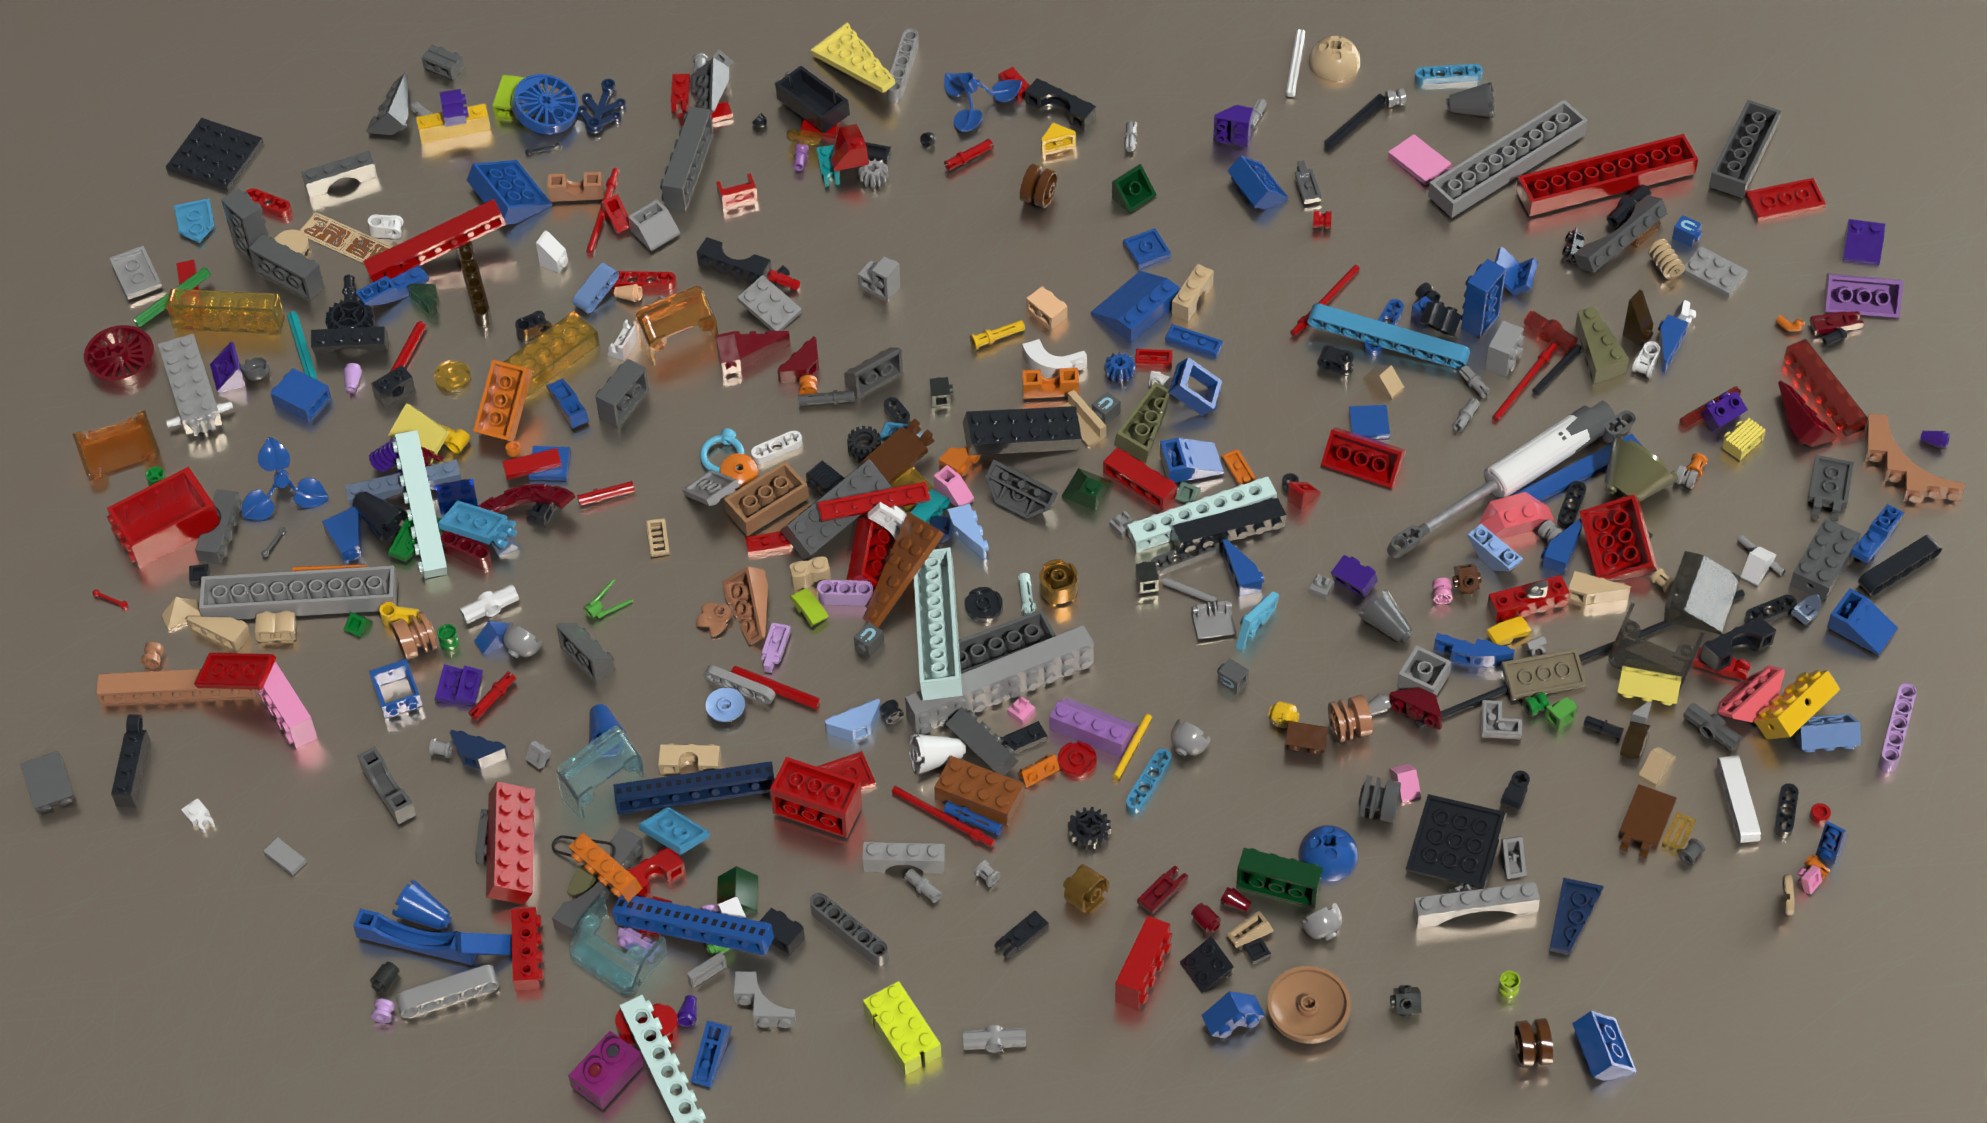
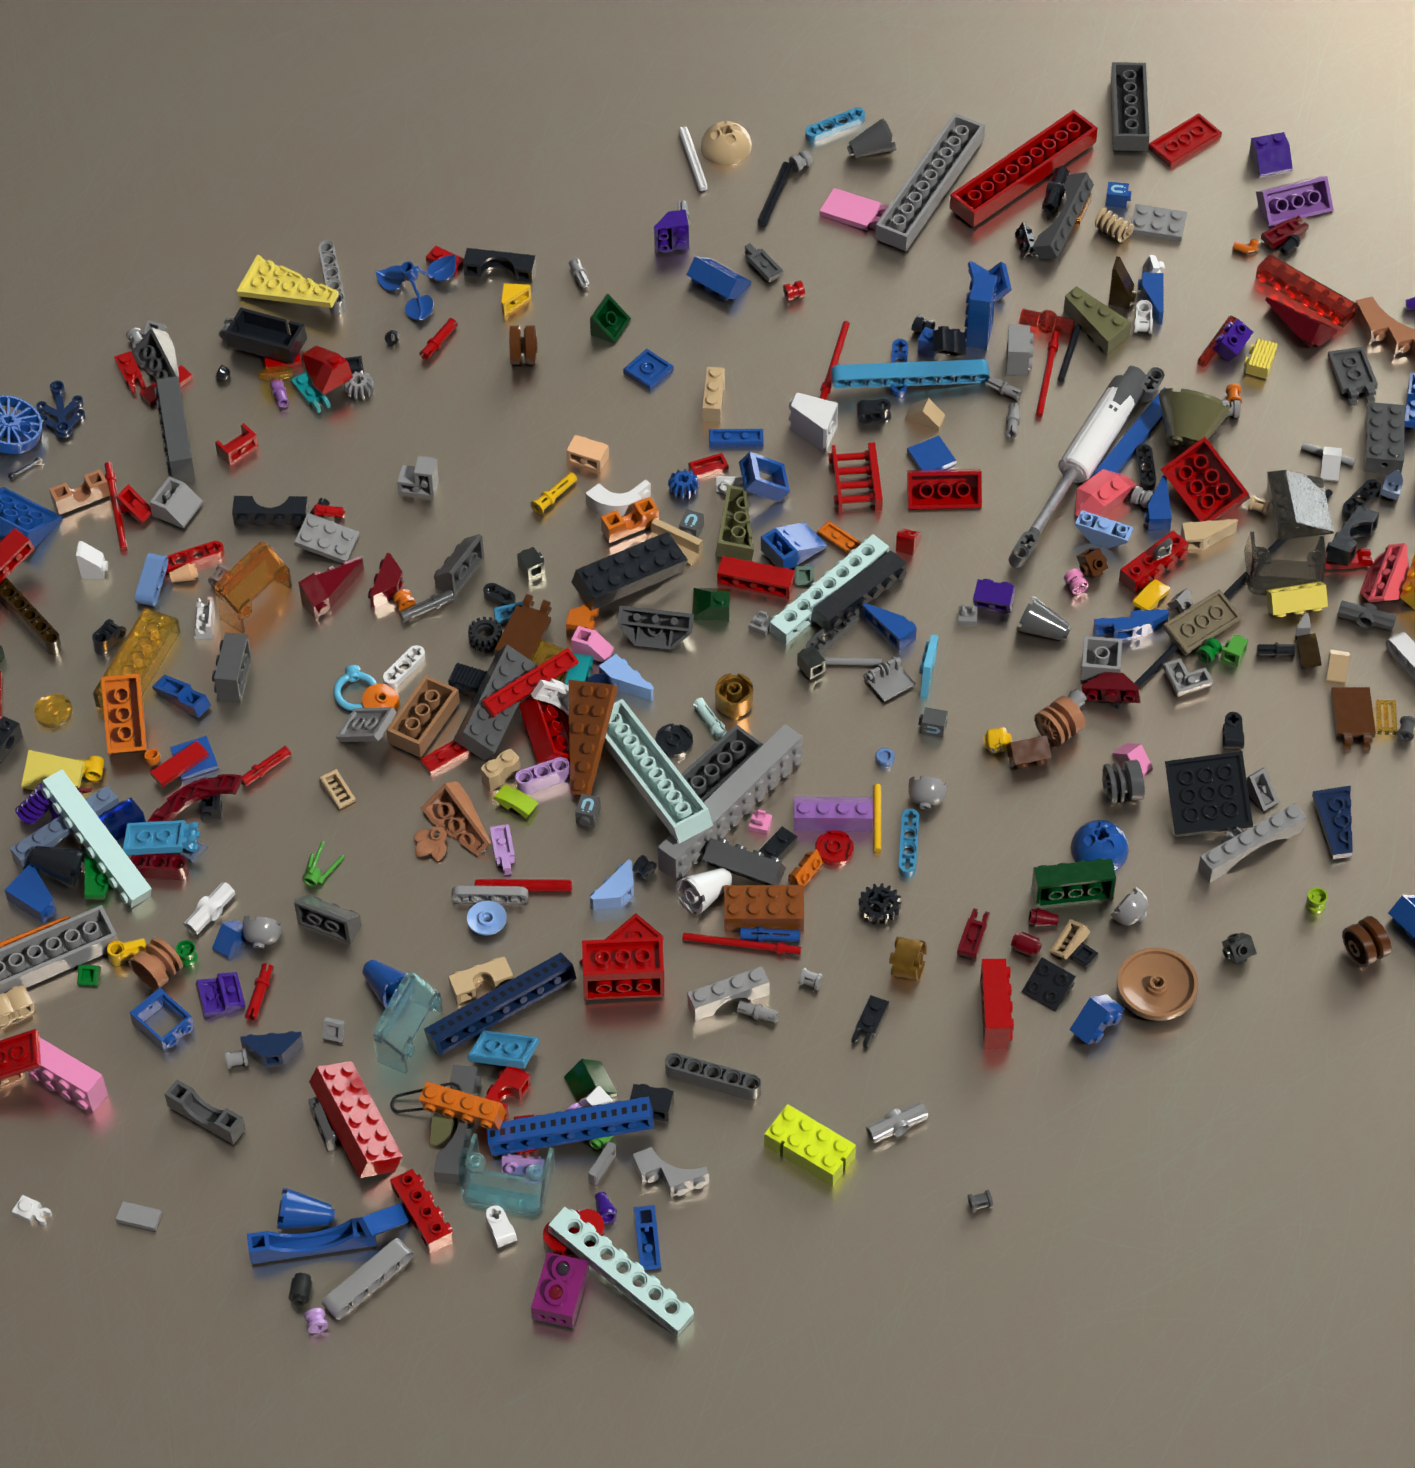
camera: 25 degrees left, 0 degrees up
(585, 992) = (499, 1228): none -> white piece
(1137, 305) = (668, 422): blue slope -> none
(1170, 692) = (884, 757): none -> medium blue tile
(1273, 348) = (814, 419): none -> white slope
(1289, 477) = (890, 538): black axle -> none
(1298, 429) = (870, 469): none -> red fence

